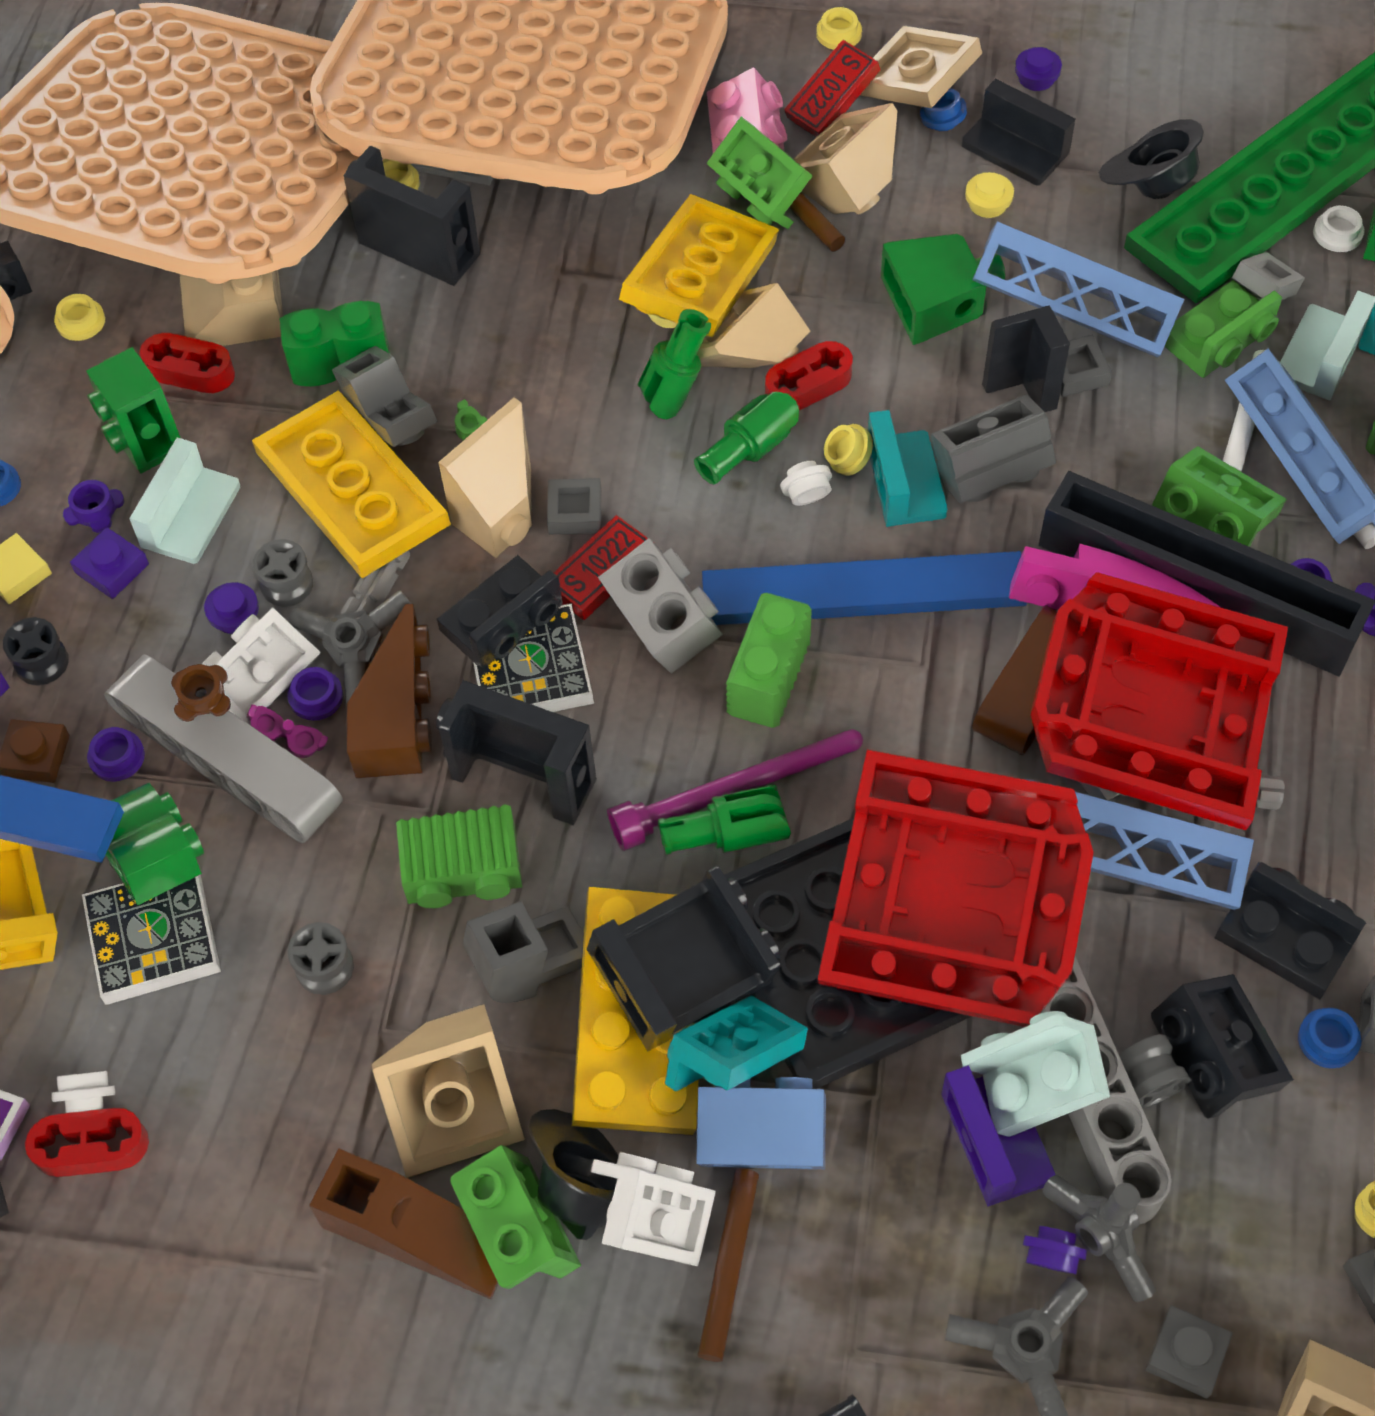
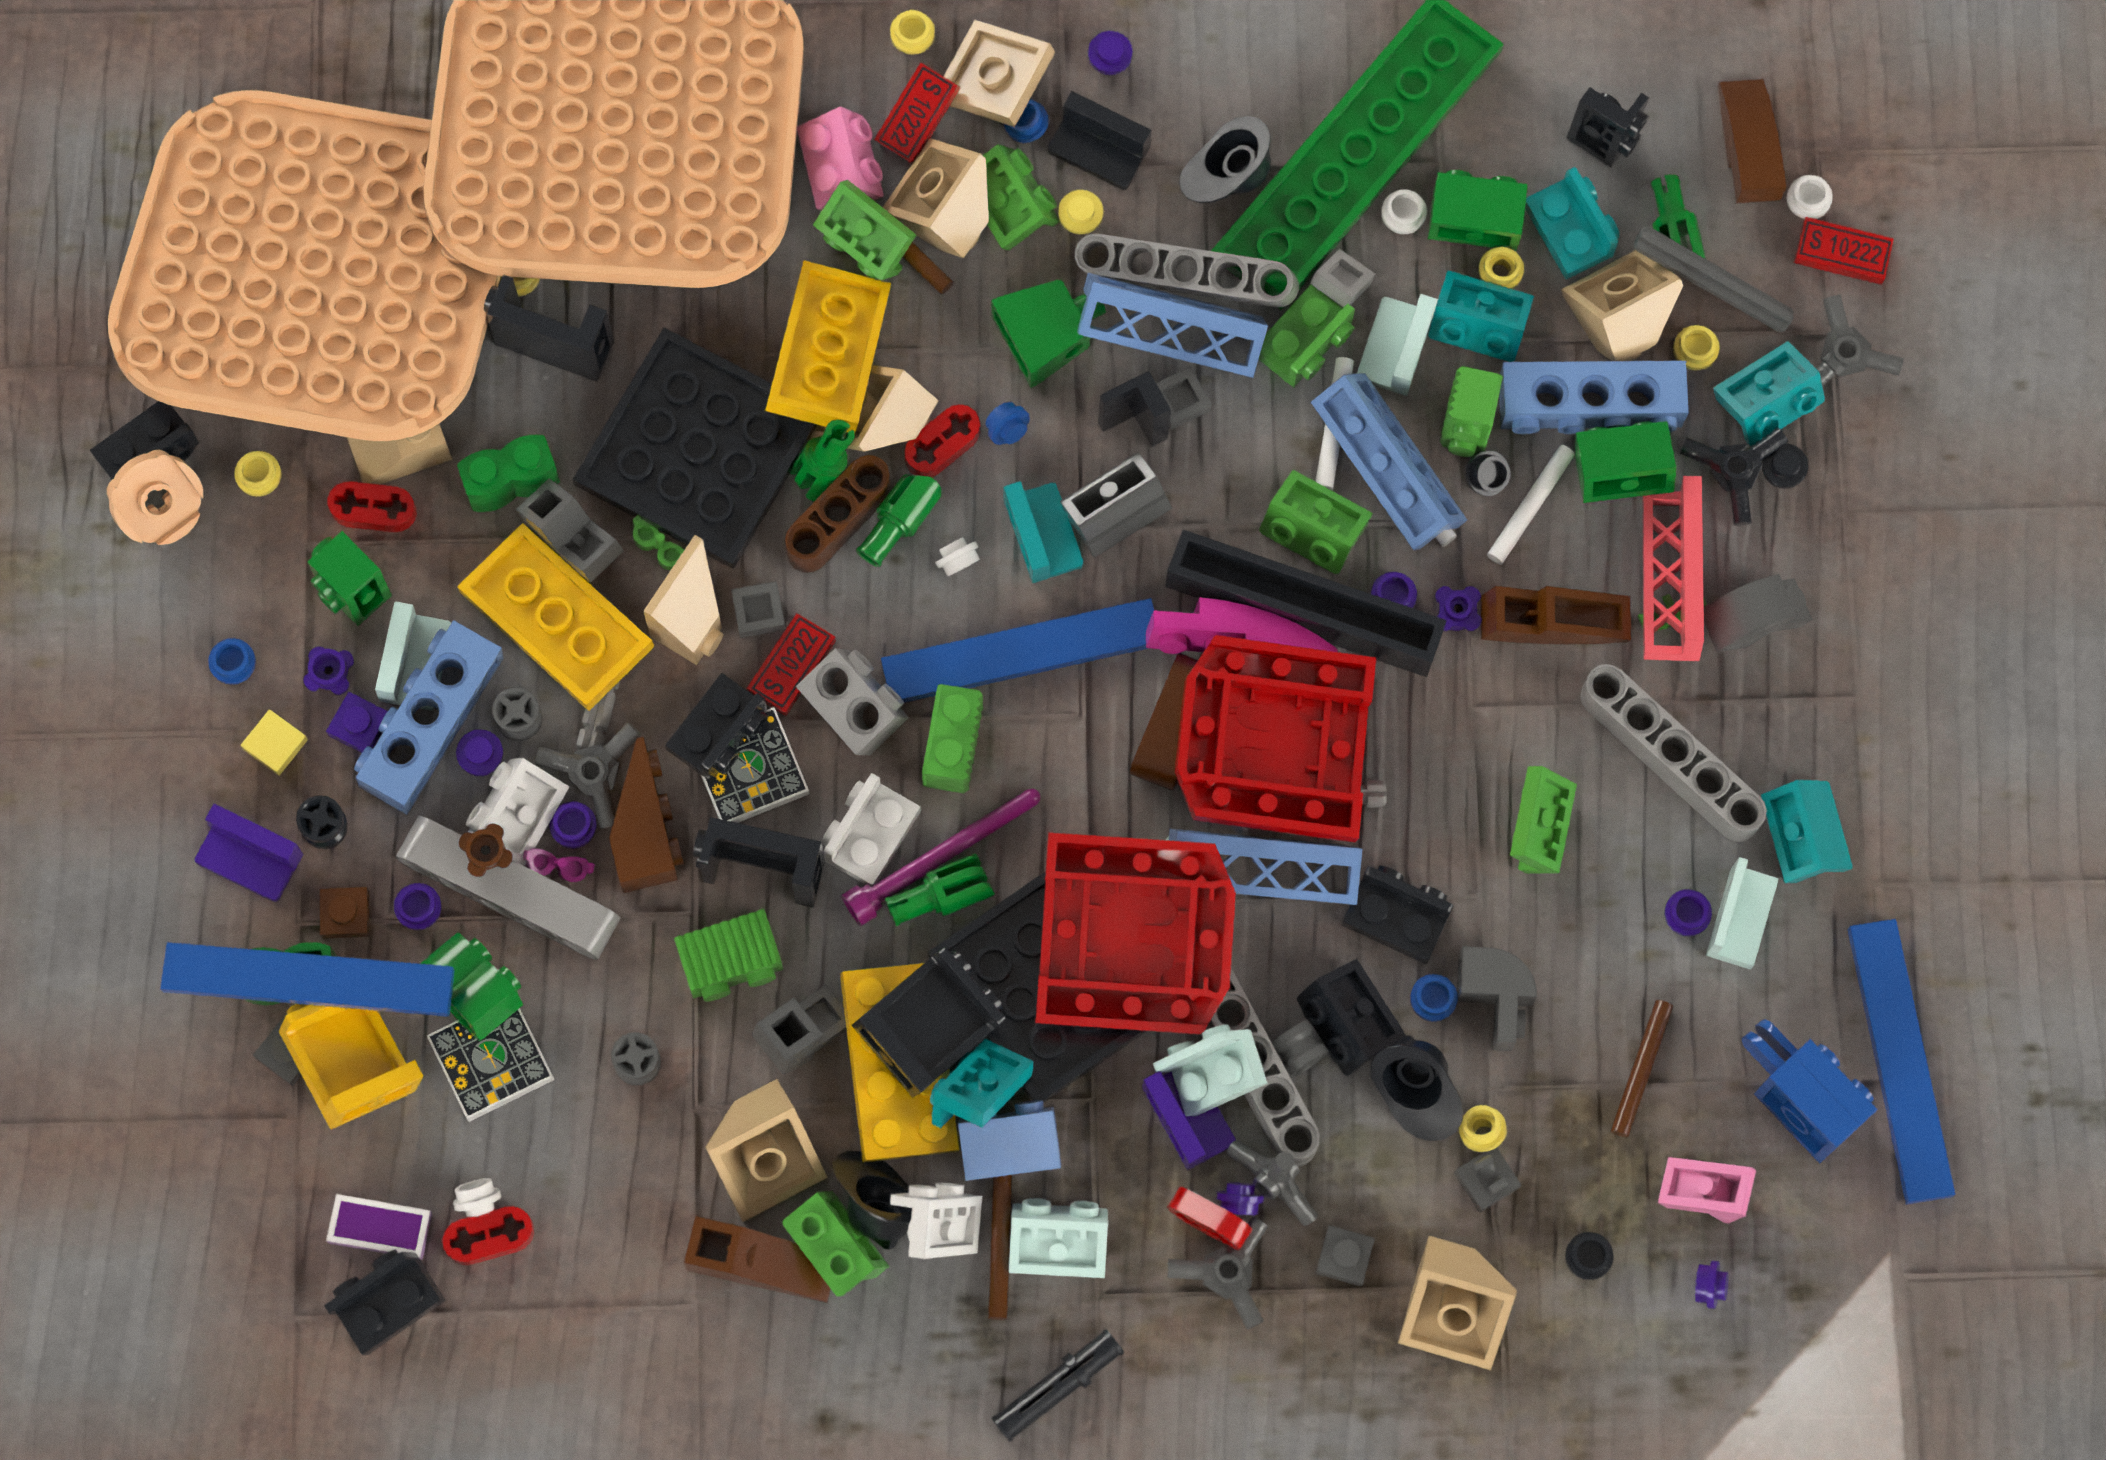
camera: 15 degrees left, 15 degrees up
(178, 587) = (402, 783): none -> medium blue brick
(546, 338) = (694, 448): none -> black plate
(653, 746) = (869, 830): none -> white bracket
(679, 425) = (834, 534): none -> reddish brown beam
(806, 1264) = (1058, 1239): none -> light aqua bracket
(848, 448) = (989, 516): light yellow plate -> none
(882, 365) = (1007, 423): none -> blue plate
(918, 171) = (1014, 198): none -> bright green bracket
(1012, 1268) = (1209, 1218): none -> beam
(1124, 236) = (1207, 279): none -> light grey beam
(1306, 1146) = (1418, 1088): none -> black piece

